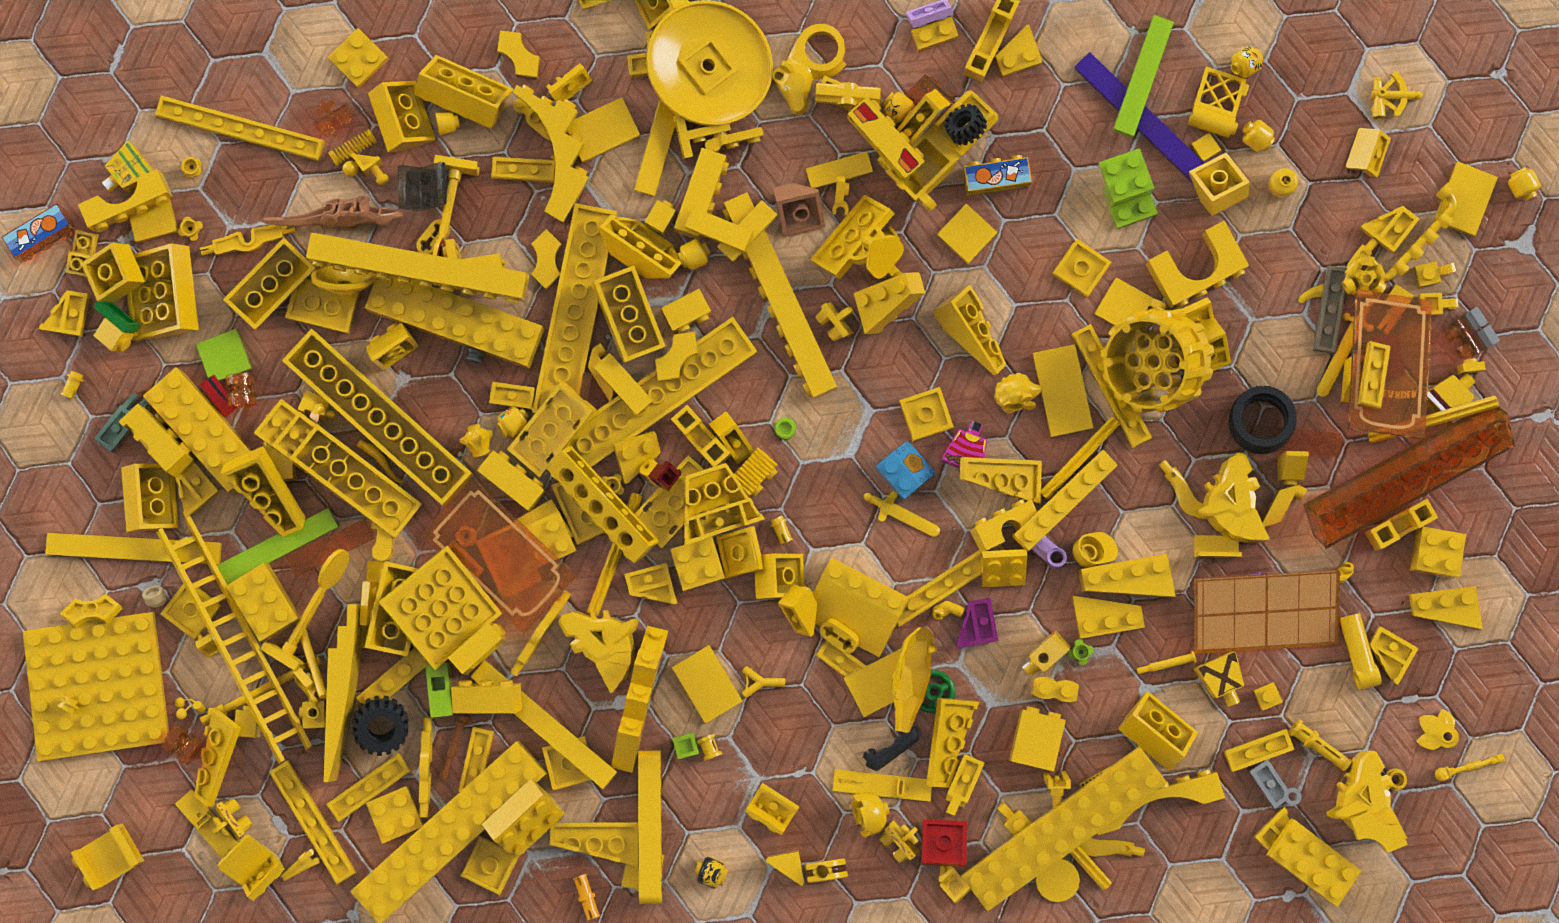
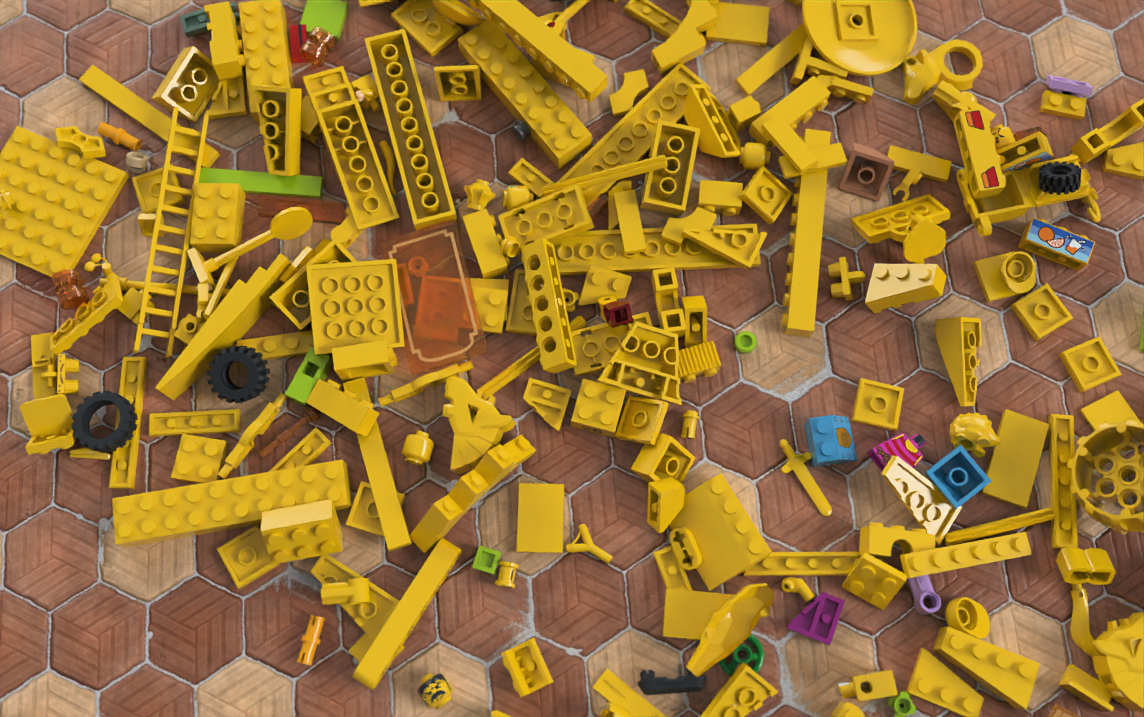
camera: 30 degrees right, 10 degrees down
(122, 583) = (119, 136): none -> light orange pin
(273, 830) = (86, 411): none -> black tyre
(536, 473) = (510, 247): none -> yellow plate
(570, 691) = (417, 448): none -> yellow head
(578, 359) = (609, 175): none -> yellow axle
(595, 840) = (351, 592): none -> yellow piece
(725, 285) = (766, 195): none -> yellow tile
(728, 351) = (734, 246): none -> yellow wing
(978, 226) = (1018, 271): none -> yellow hat
(1001, 109) = (1093, 209): none -> yellow piece
(1017, 245) = (1041, 312): none -> yellow tile
(1023, 440) = (957, 476): none -> dark azure slope
(1164, 449) = (1085, 566): none -> yellow brick

